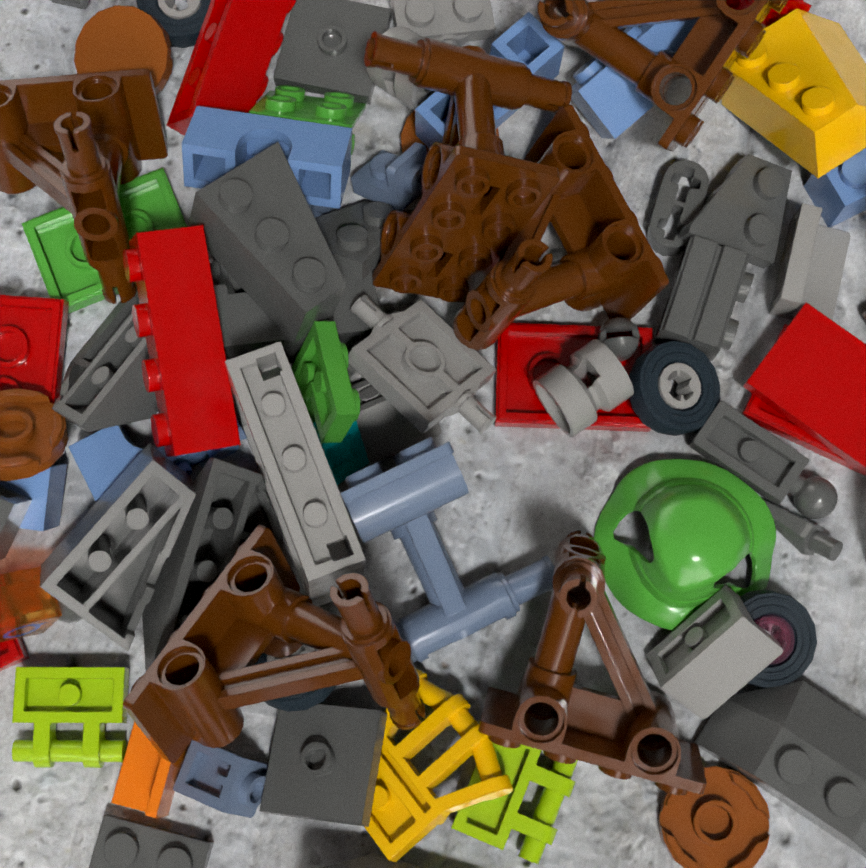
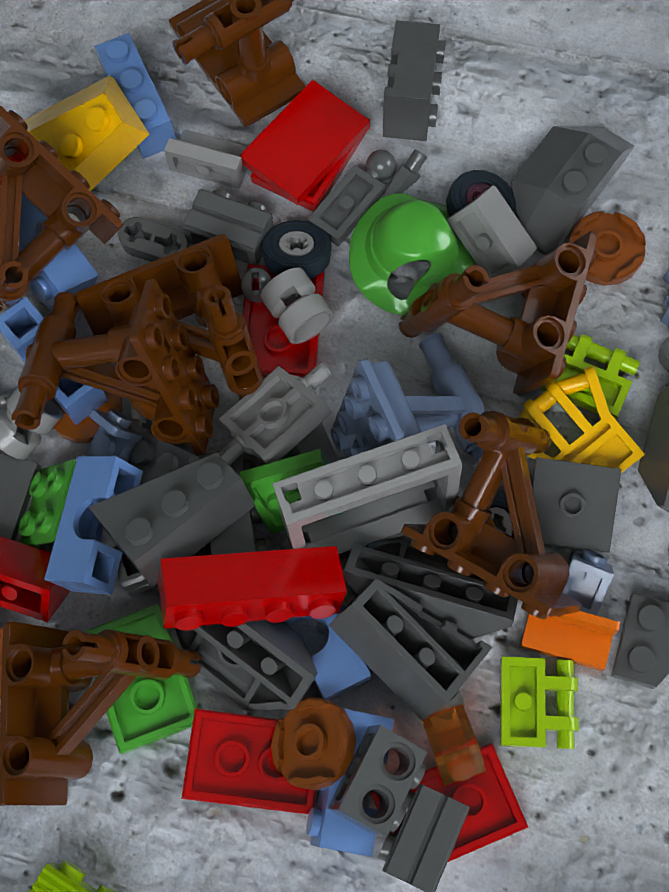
camera: 85 degrees left, 5 degrees down
(745, 210) = (161, 194): dark grey wing -> none

